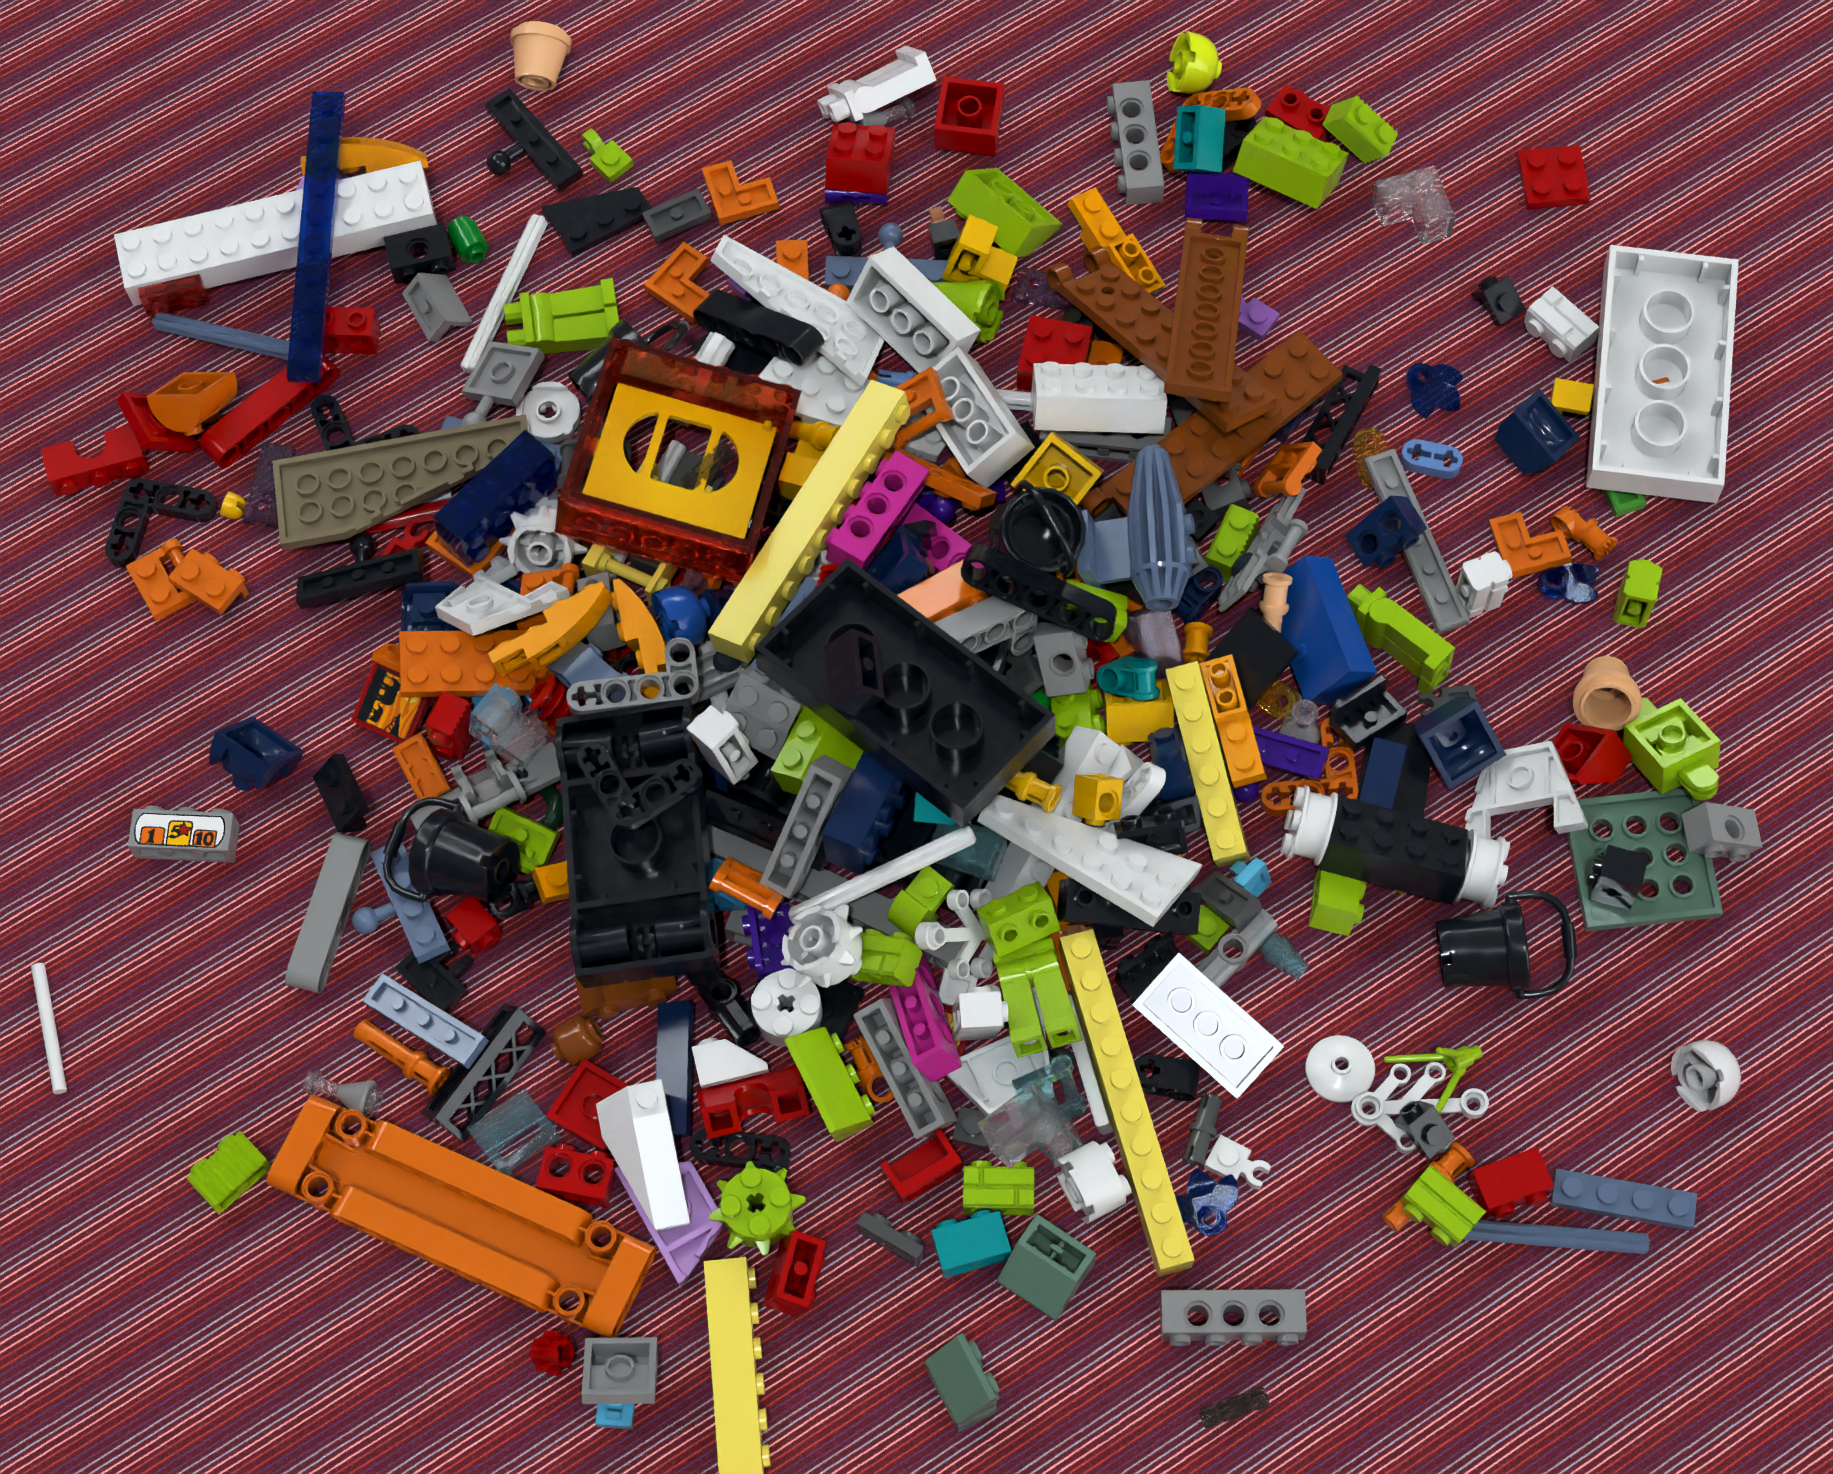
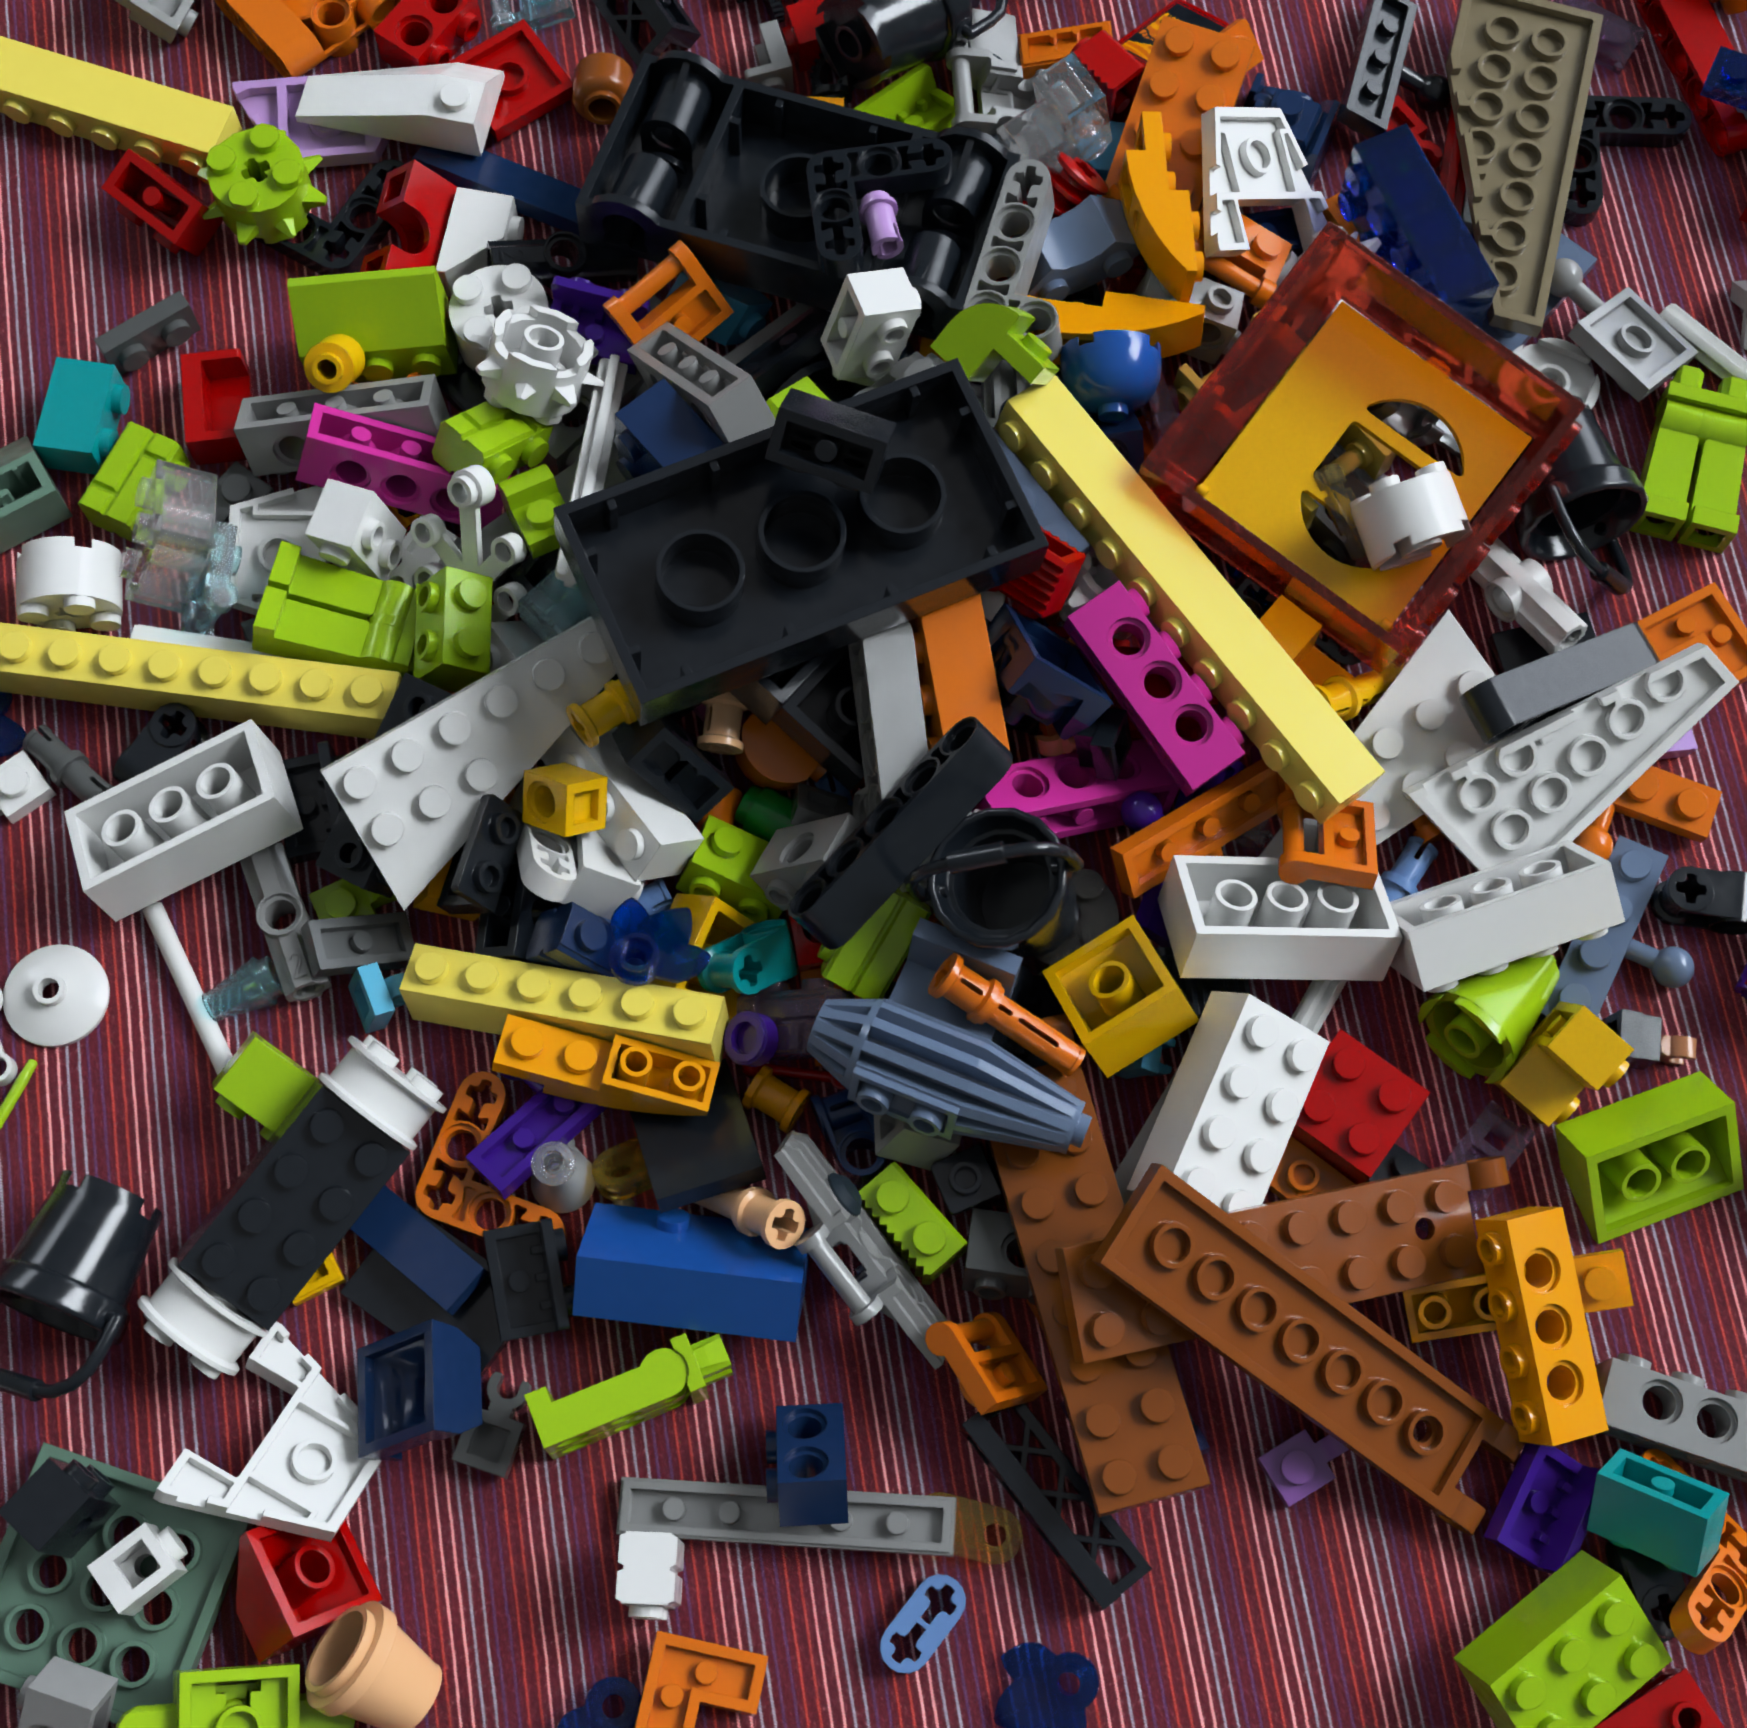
camera: 110 degrees right, 5 degrees up
(508, 943) = (772, 59): none -> light grey bracket
(652, 764) = (879, 214): none -> lavender pin
(706, 666) = (989, 333): none -> lime brick
(709, 418) = (1410, 517): none -> white brick
(872, 1080) = (346, 356): none -> yellow brick
(1110, 489) = (986, 1003): none -> orange pin
(1132, 218) = (1562, 1344): none -> light orange brick
(1150, 720) = (658, 941): none -> clear blue plate
(1176, 653) = (751, 1039): none -> dark purple tile
(1304, 983) = (187, 985): none -> white bar
(1628, 822) = (120, 1573): none -> white brick

